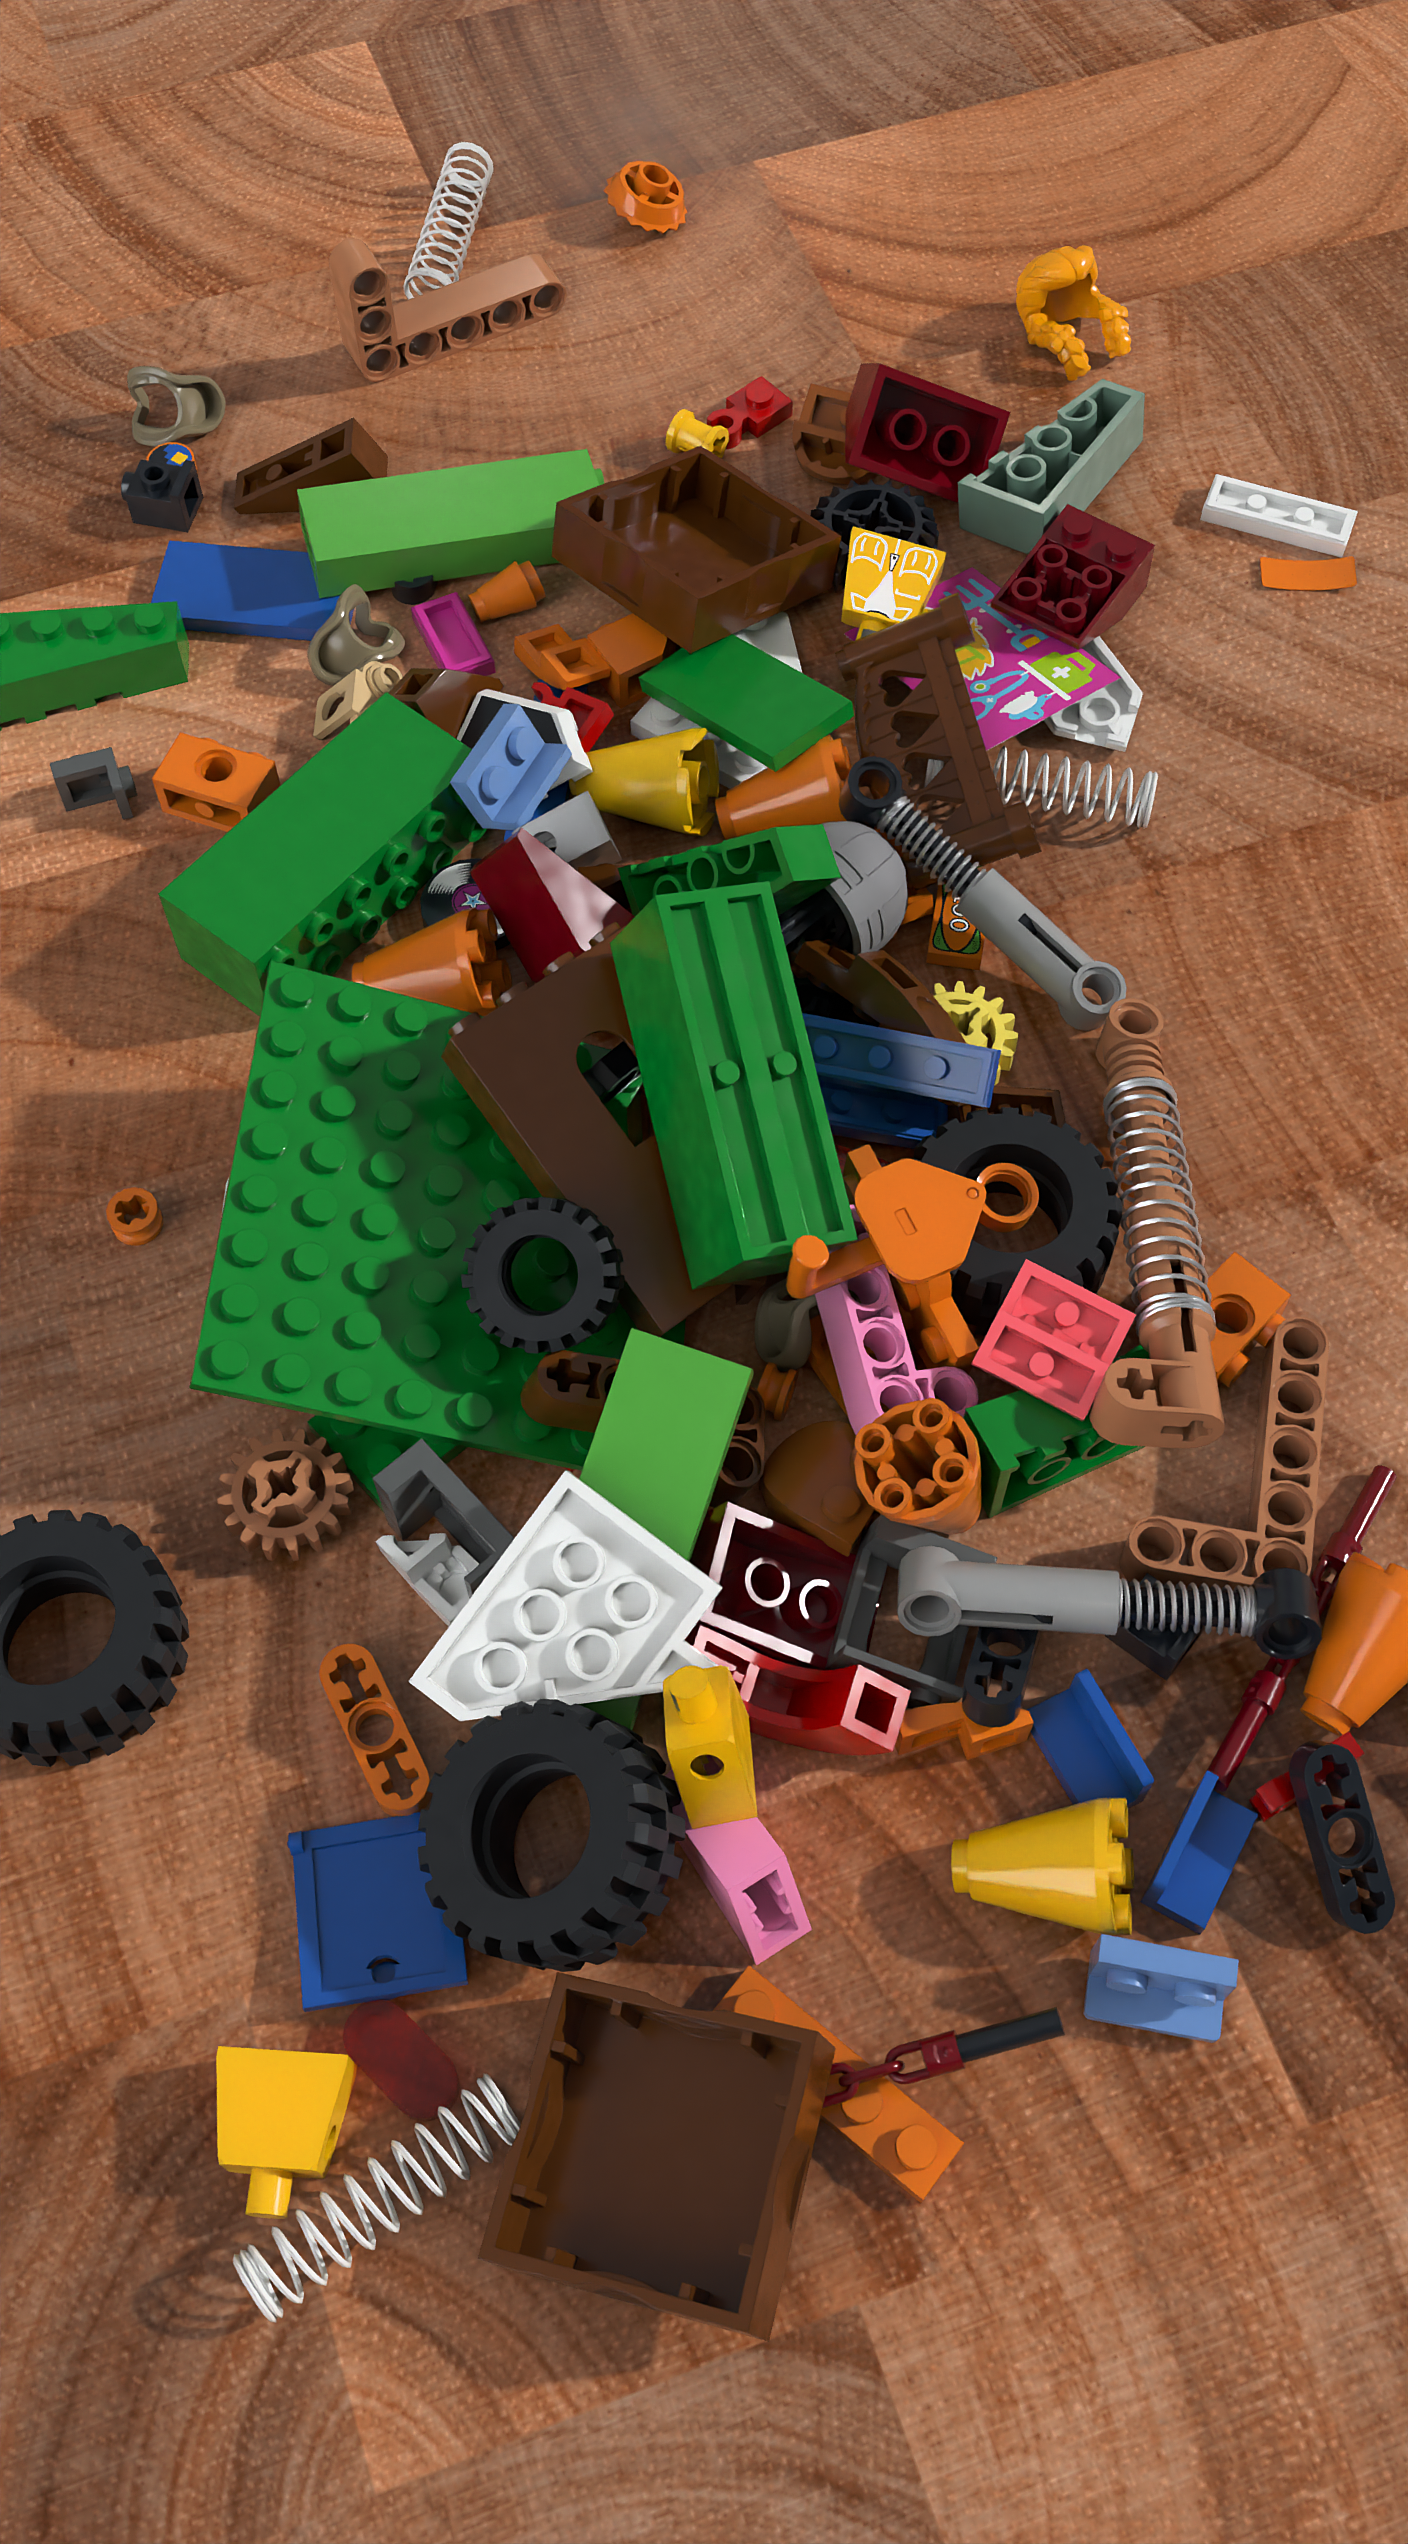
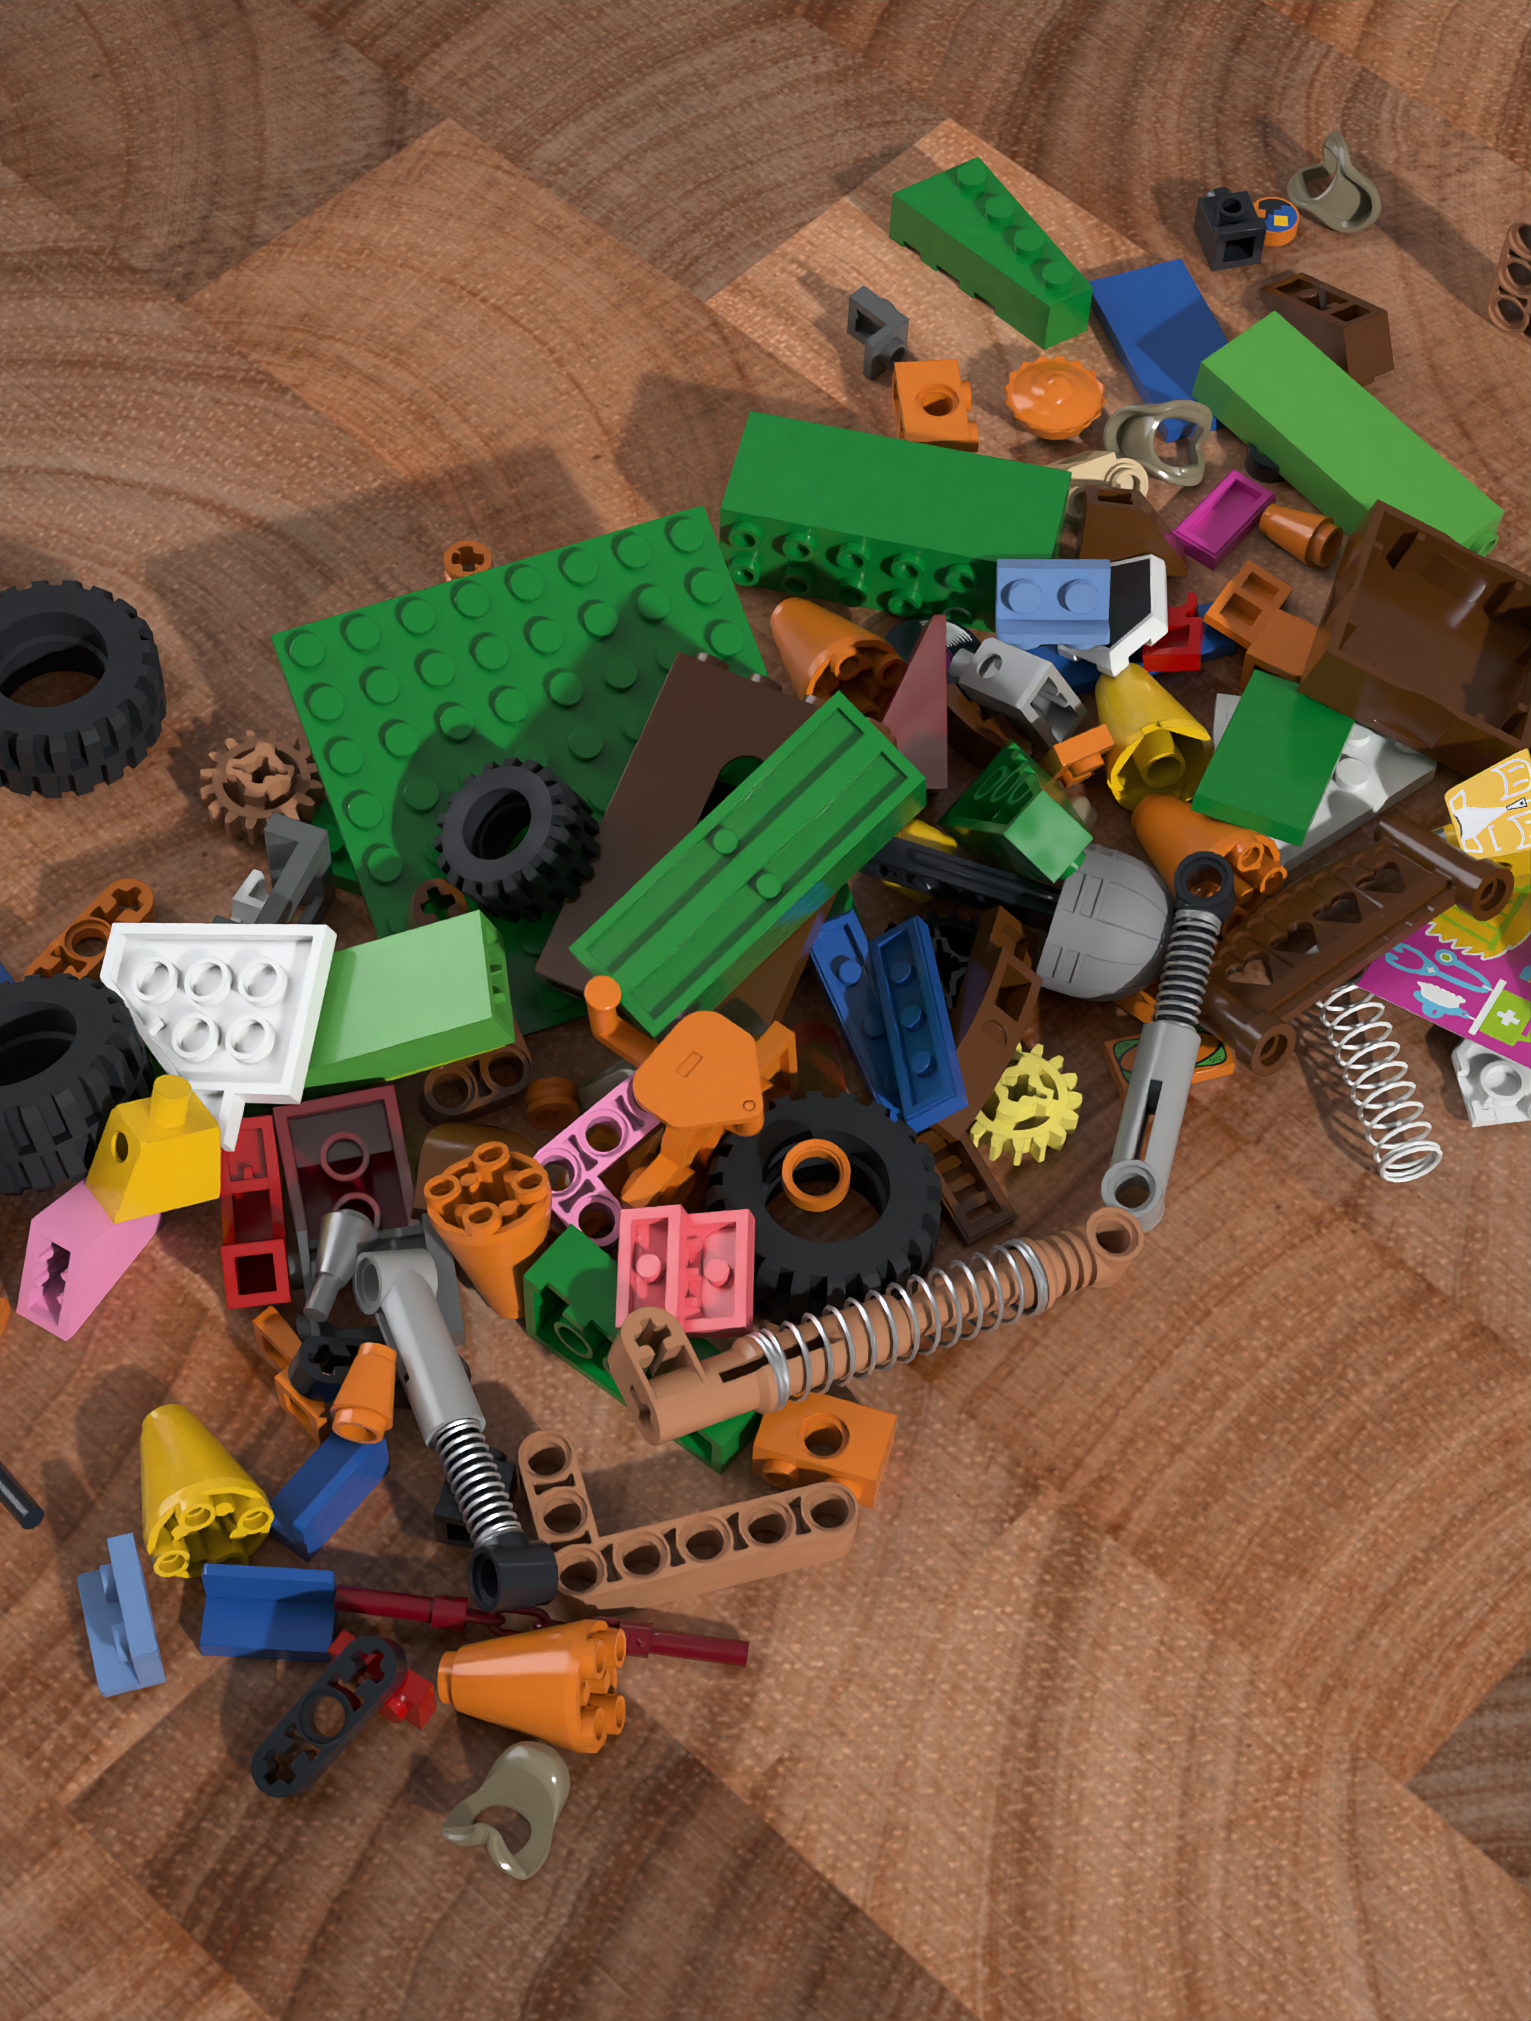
camera: 60 degrees right, 5 degrees down
(260, 688) = (1054, 397): none -> orange piece
(657, 828) = (1078, 756): none -> orange plate
(874, 1622) = (340, 1242): none -> flat silver cone
(1052, 1659) = (367, 1396): none -> orange cone

